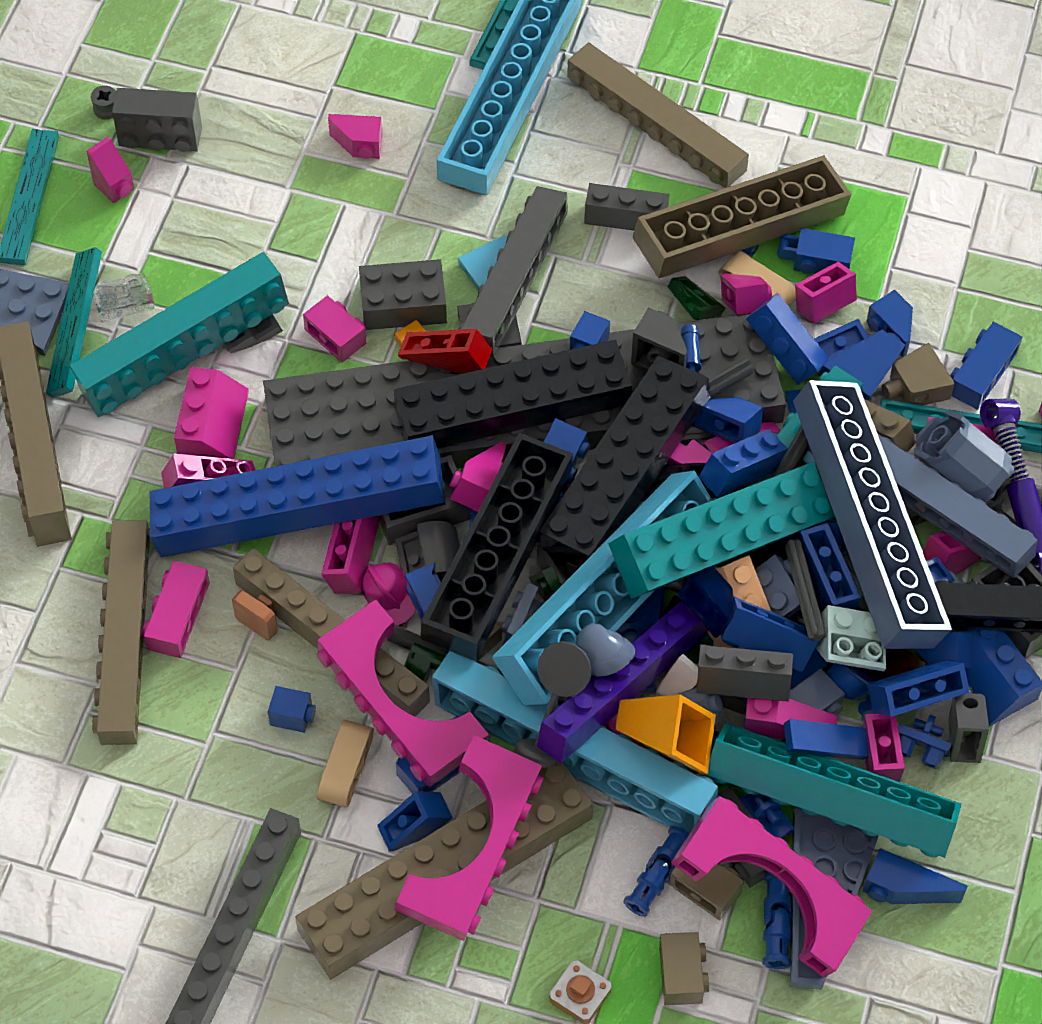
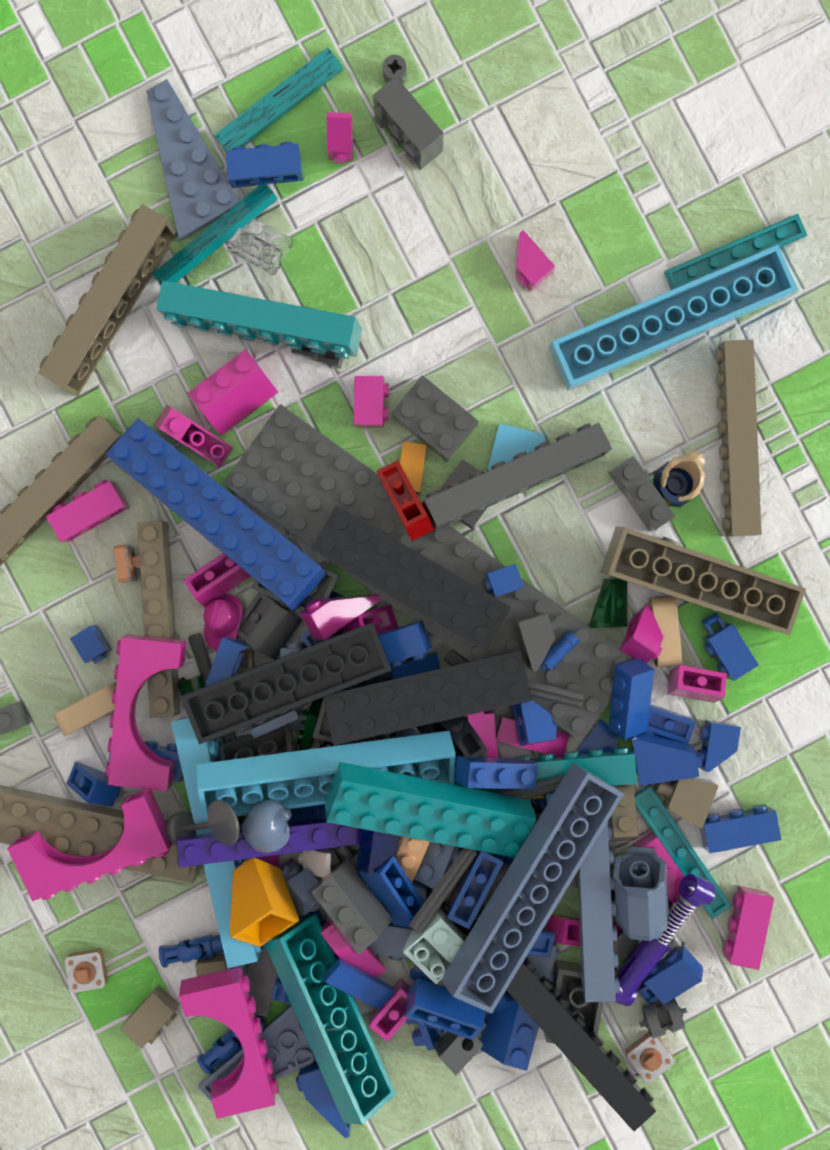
camera: 45 degrees right, 30 degrees up
(56, 247) = (264, 164): none -> blue brick
(644, 168) = (680, 478): none -> piece

